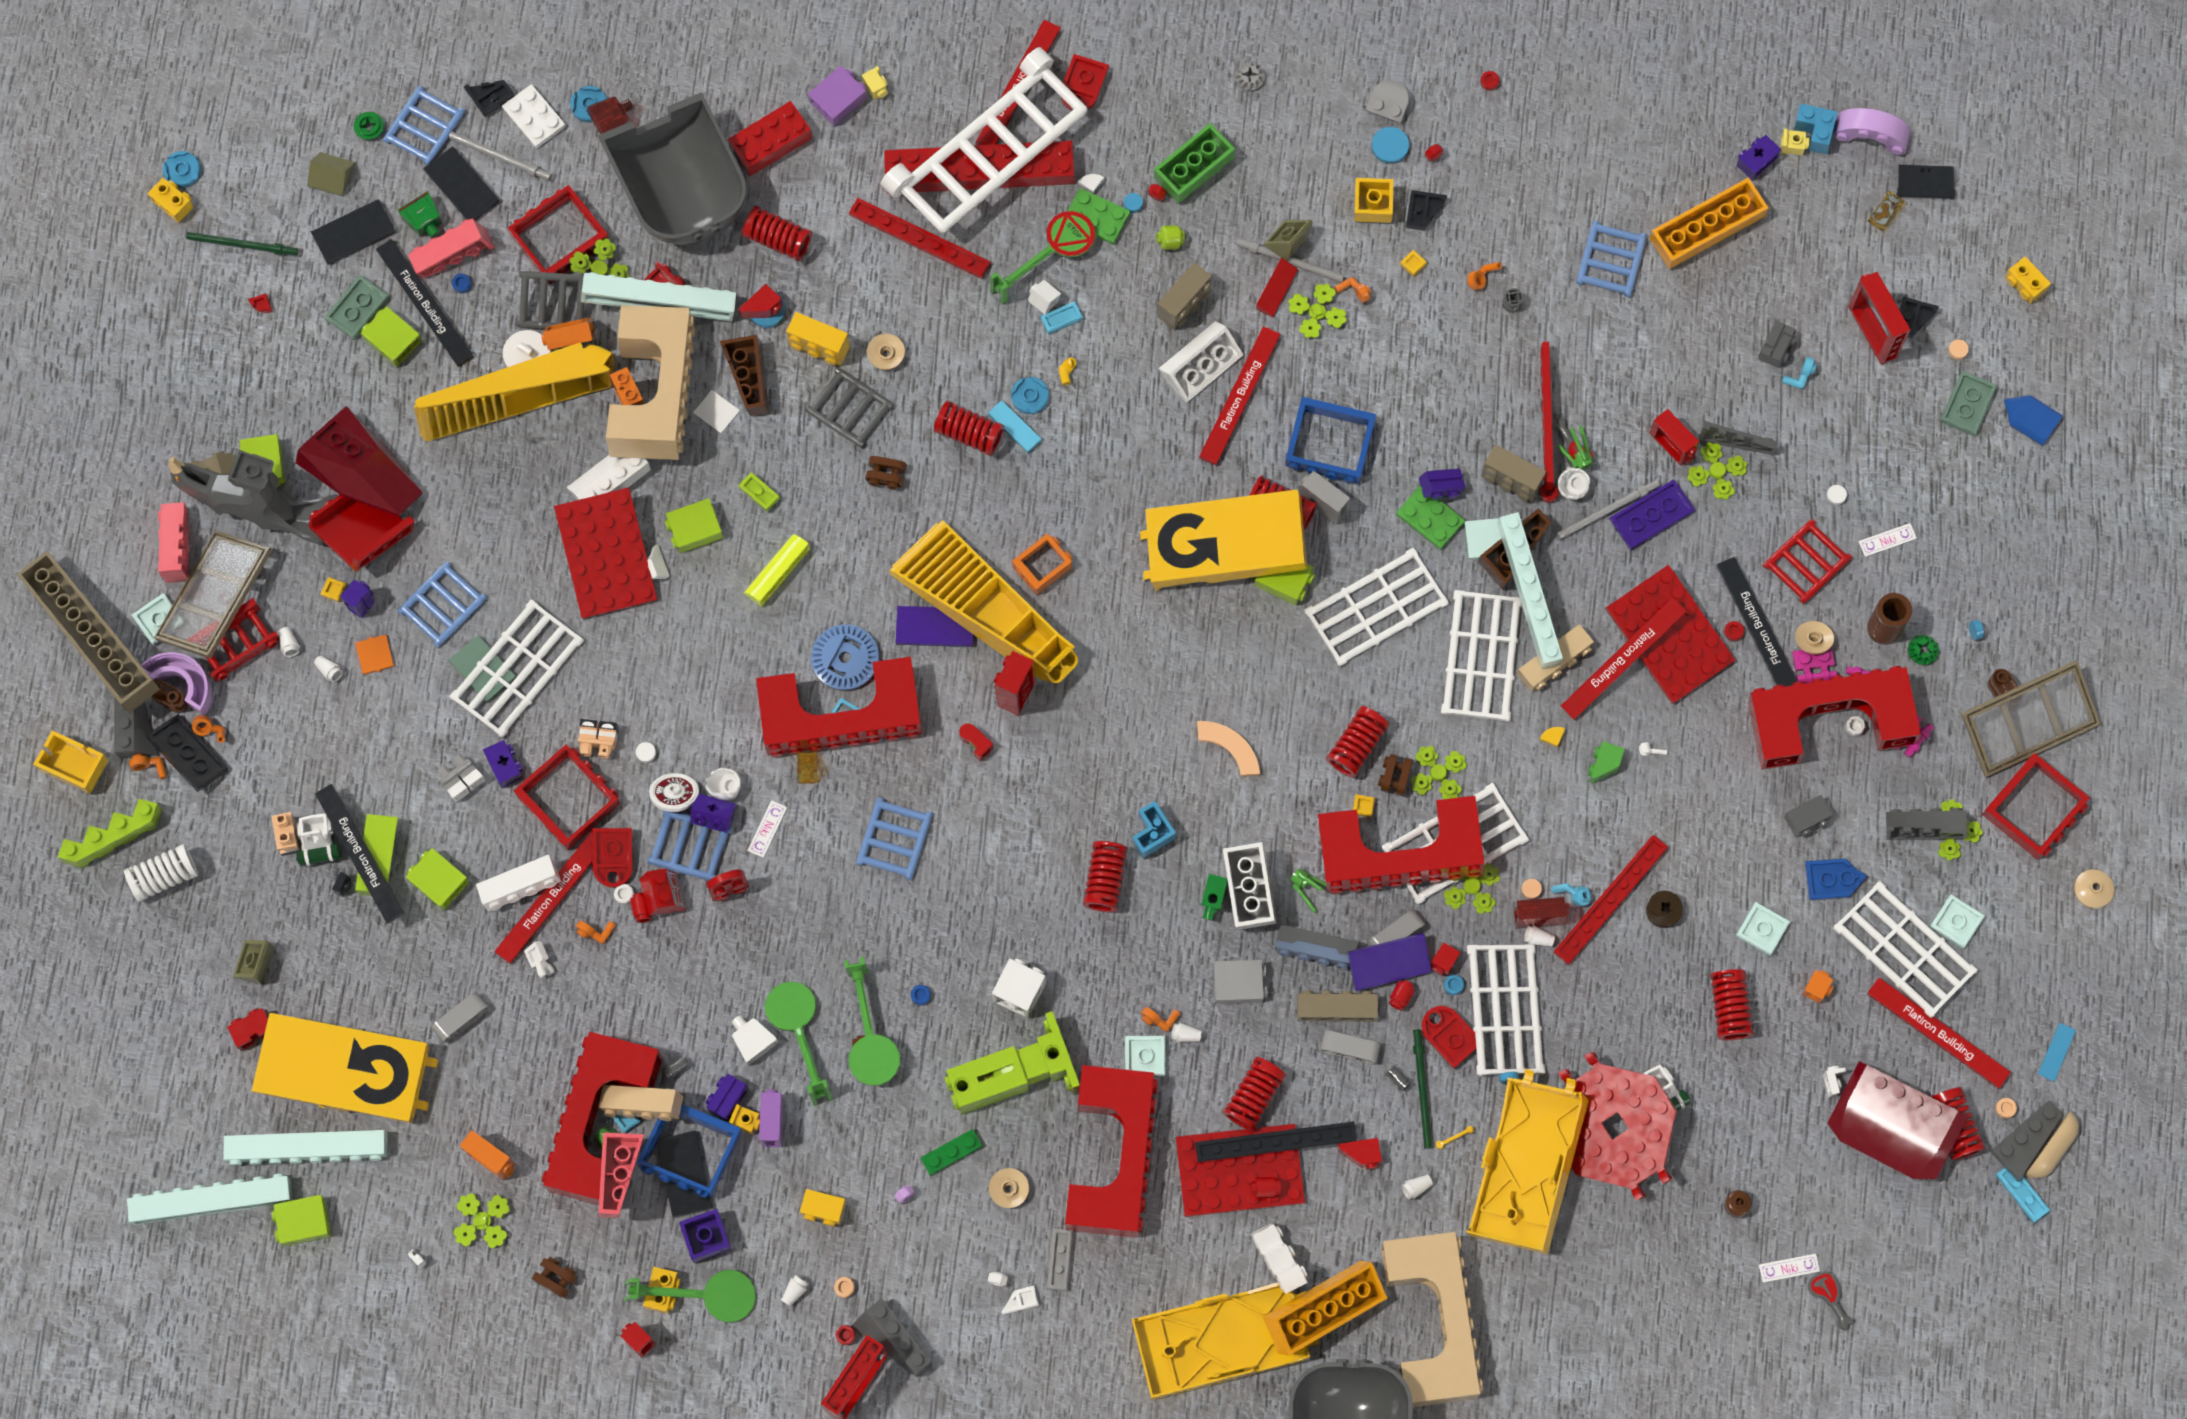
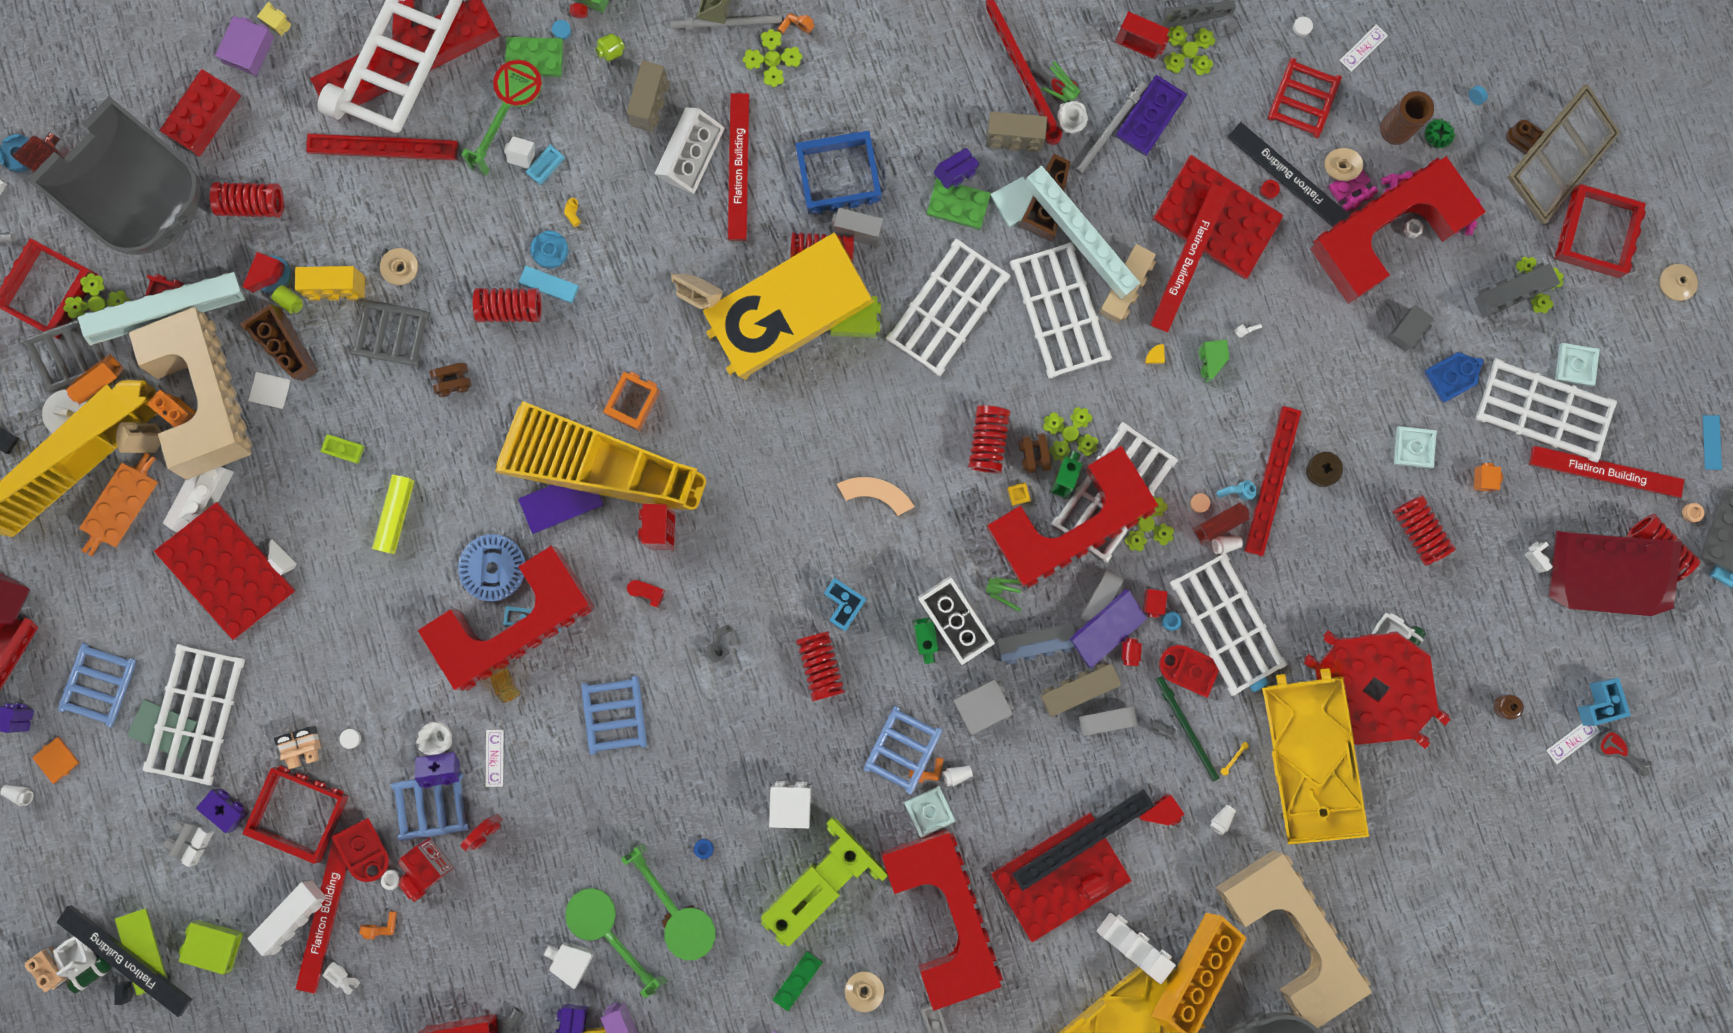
camera: 30 degrees left, 10 degrees up
(536, 453) = (118, 504): none -> orange plate
(583, 401) = (138, 437): none -> tan brick
(674, 792) = (392, 766): white shield -> none
(693, 526) = (296, 507): lime brick -> none
(771, 337) = (287, 299): none -> lime brick
(1015, 821) = (716, 650): none -> dark grey plate
(1091, 182) = (514, 27): white tile -> none
(1140, 965) = (926, 750): none -> medium blue bar
(1149, 491) = (698, 291): none -> tan brick
(1258, 1094) = (1048, 804): red piece -> none
(1276, 288) = (726, 52): red slope -> none
(1415, 806) = (1066, 475): none -> green torso
(1834, 1245) = (1608, 705): none -> dark azure brick

